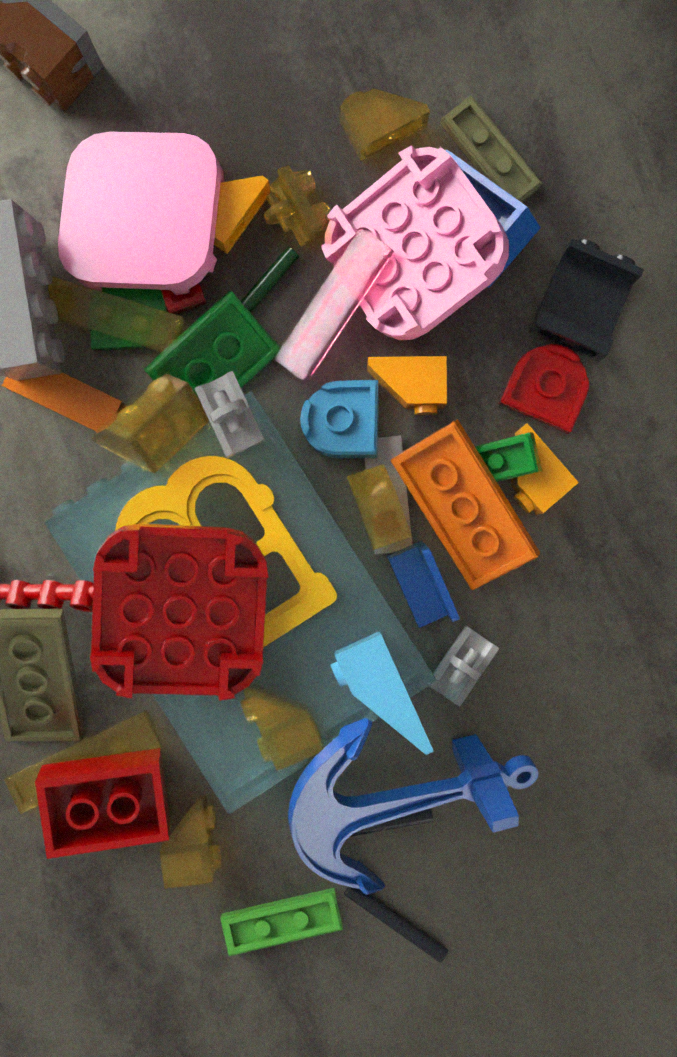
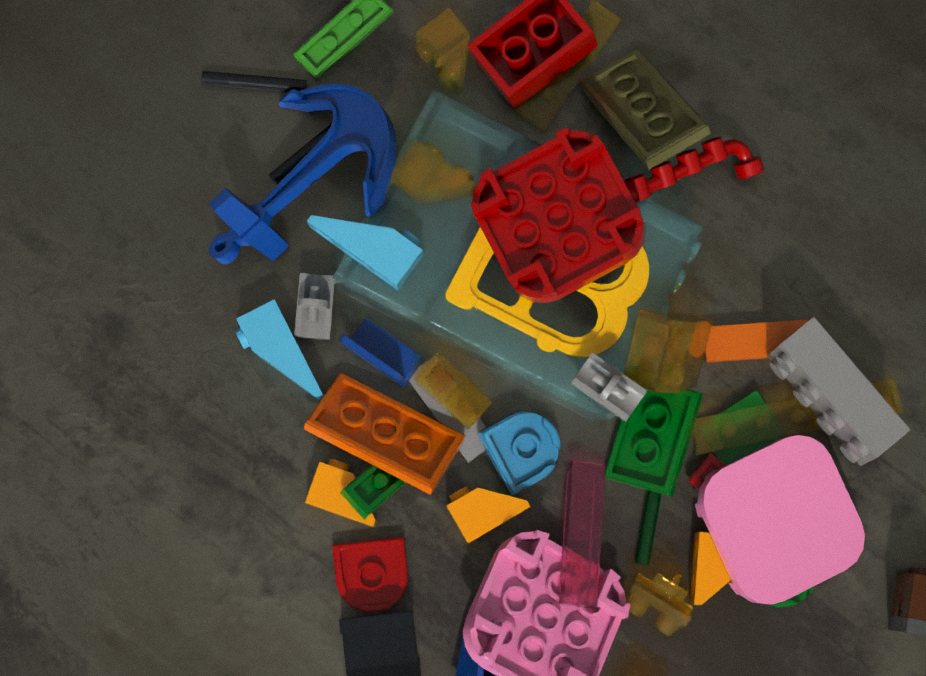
camera: 145 degrees right, 5 degrees down
(521, 658) = (274, 342): none -> medium azure slope

